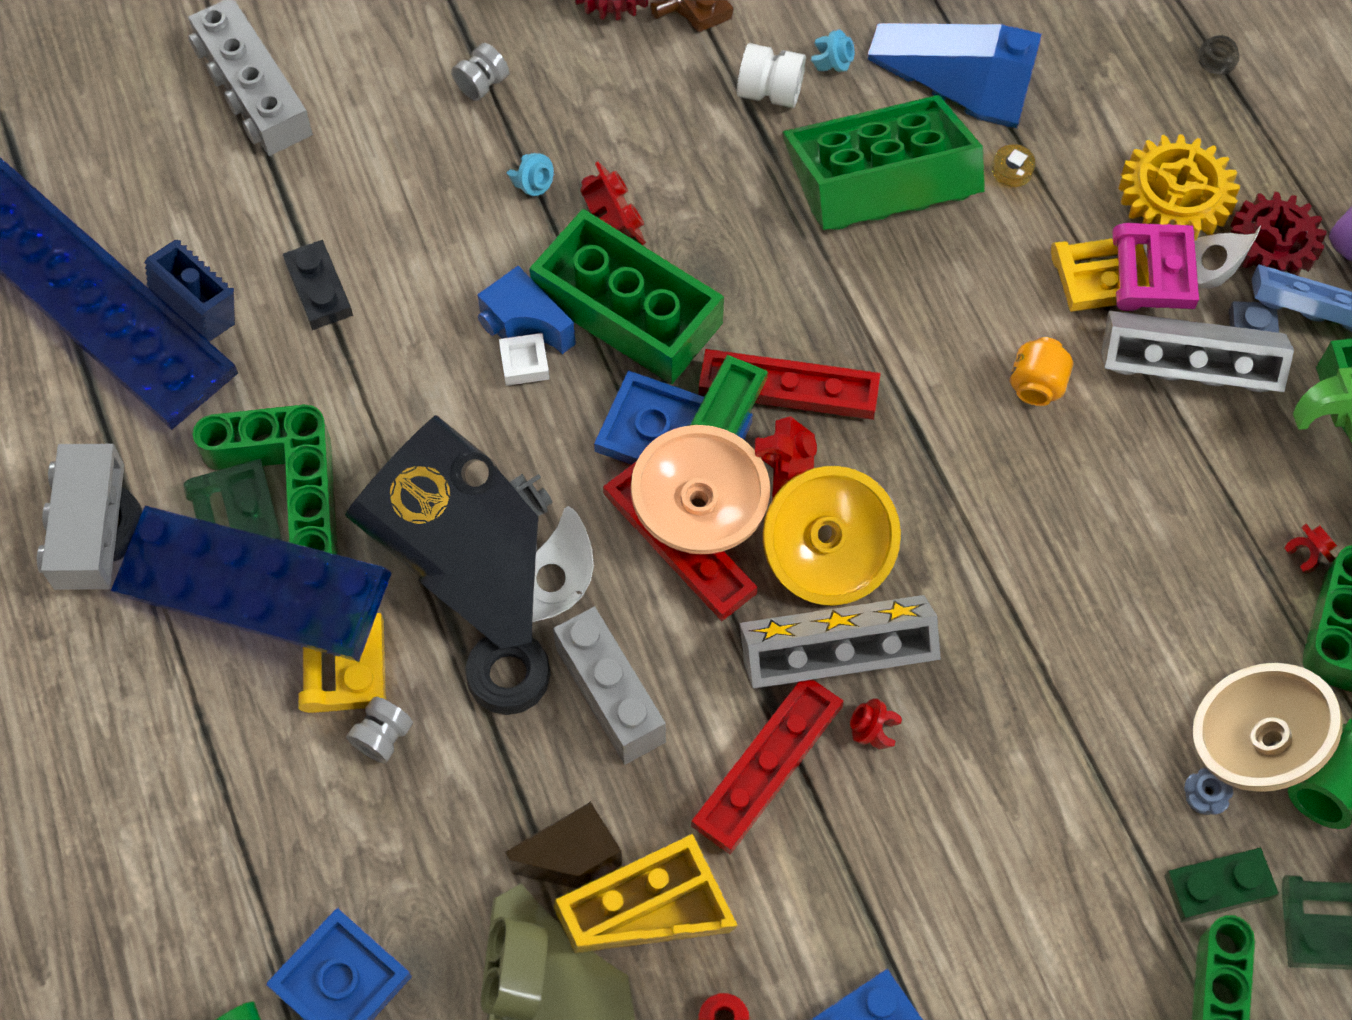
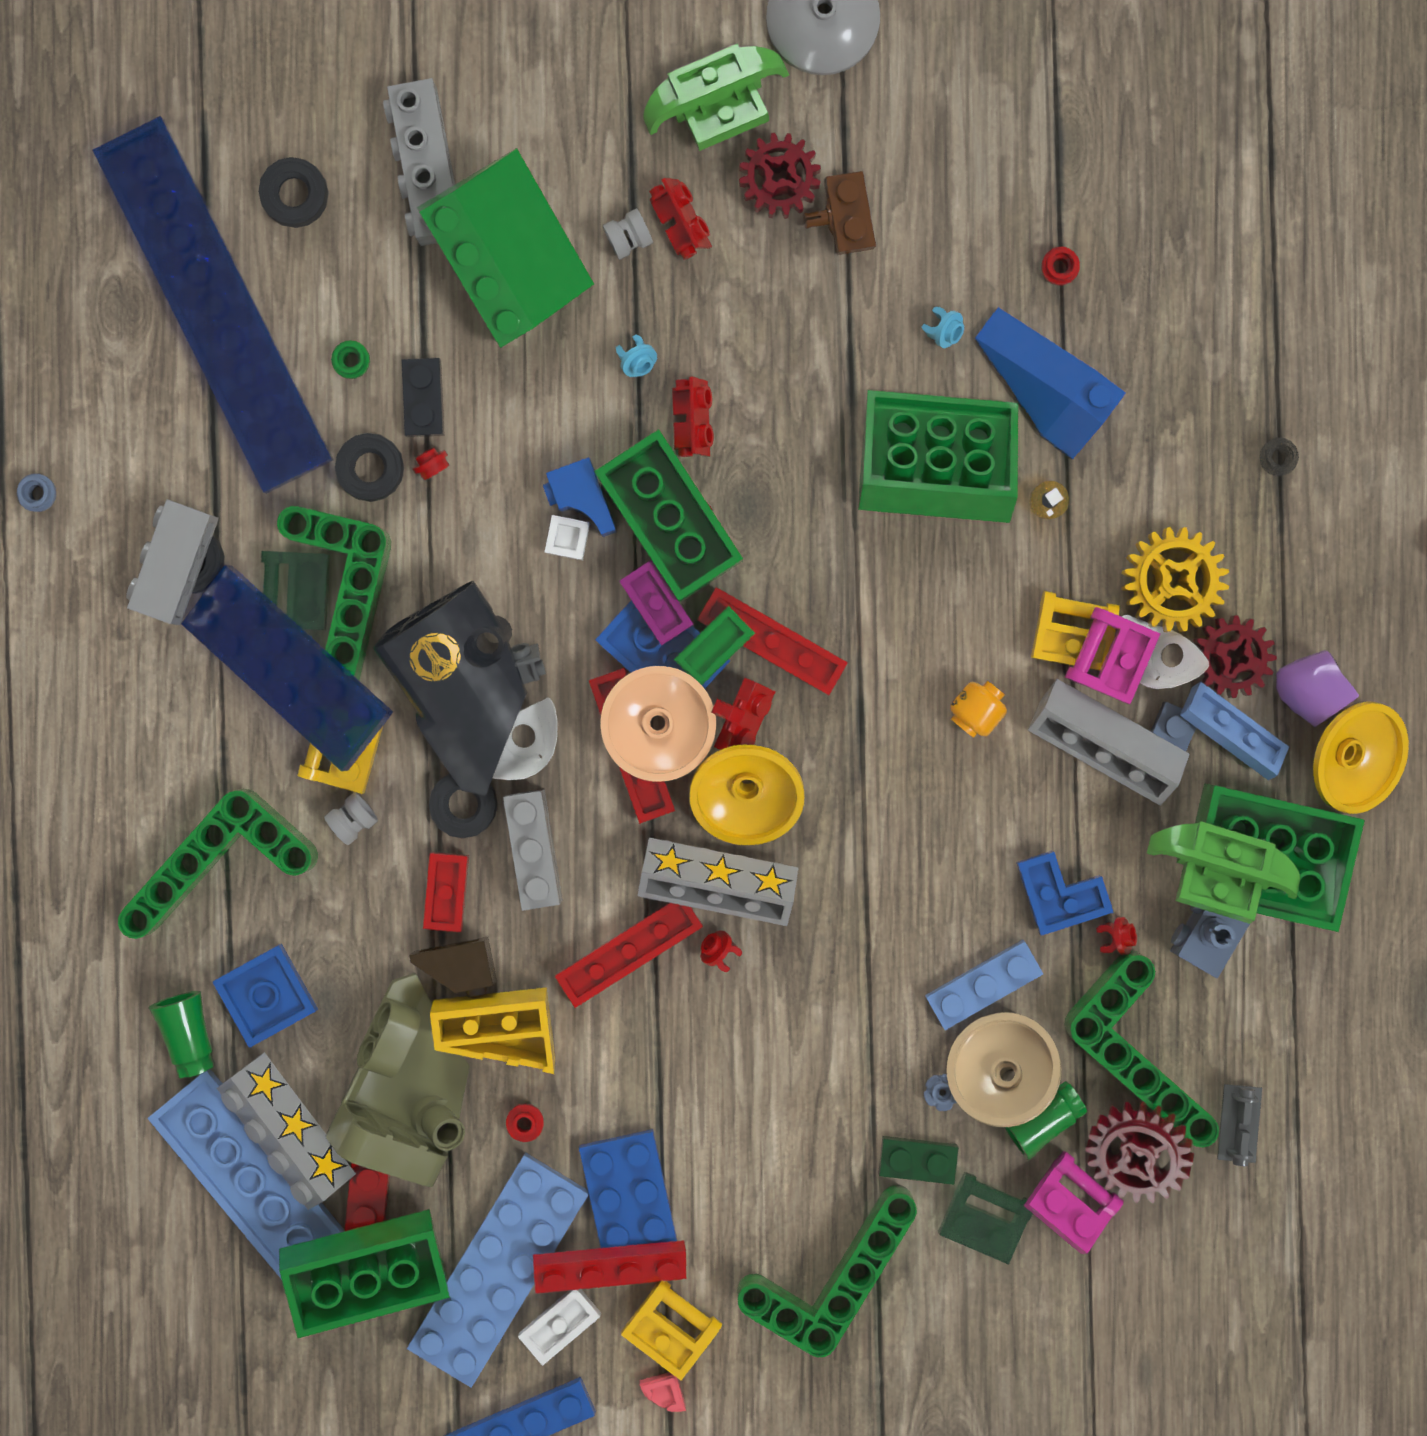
camera: 20 degrees right, 25 degrees up
(115, 125) = (281, 172): none -> black tyre
(191, 289) = (313, 377): dark blue brick -> none
(219, 834) = (208, 854): none -> green beam
(229, 262) = (340, 354): none -> green plate
(280, 390) = (346, 463): none -> black tyre
(347, 337) = (430, 463): none -> red plate
(355, 111) = (506, 247): none -> green slope
(523, 775) = (446, 892): none -> red plate
(540, 54) = (675, 203): none -> red hinge
(647, 376) = (656, 602): none -> magenta plate
(771, 75) = (877, 336): white wheel -> none
(1192, 656) = (984, 984): none -> medium blue plate
(1226, 538) = (1059, 905): none -> blue plate

